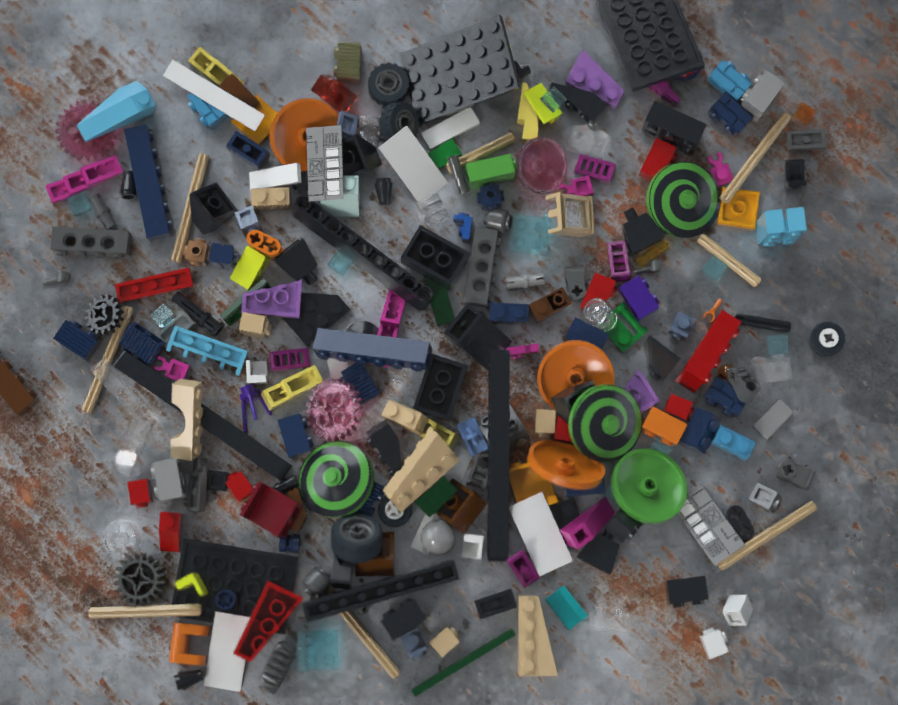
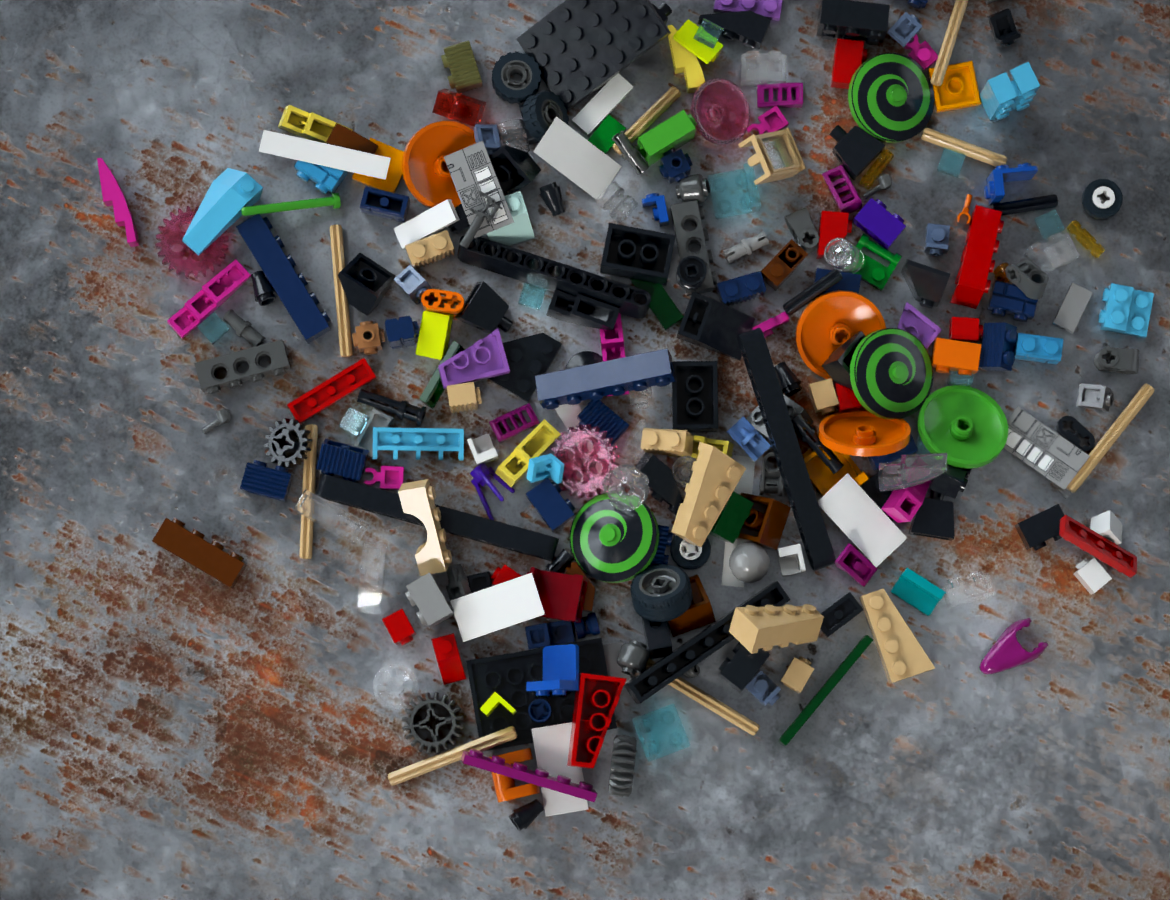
camera: 25 degrees left, 0 degrees up
(39, 73) = (115, 197): none -> dark pink slope
(174, 127) = (293, 205): none -> bright green bar
(193, 645) = (520, 772): none -> magenta plate
(221, 504) = (497, 607): none -> white sticker
(252, 573) = (559, 671): none -> blue bracket
(258, 540) = (550, 634): none -> dark blue slope
(299, 404) = (545, 467): none -> medium azure bracket
(316, 187) = (474, 227): none -> dark grey piece
(366, 443) = (634, 479): none -> clear plate
(375, 288) = (582, 311): none -> black slope
(438, 597) = (775, 626): none -> tan wedge
(471, 287) = (691, 273): none -> black wheel
(516, 438) = (799, 422): none -> black pin
(520, 399) = (787, 379): none -> black cone
(564, 335) = (812, 292): none -> black axle
(593, 508) = (911, 471): none -> clear slope
(623, 681) = (1008, 652): none -> magenta animal
(714, 148) = (905, 29): none -> sand blue bracket
(726, 621) = (1098, 546): none -> red plate
(752, 291) = (995, 181): none -> blue bracket
(803, 366) = (1085, 238): none -> clear yellow axle
(816, 436) = (1126, 310): none -> medium azure plate

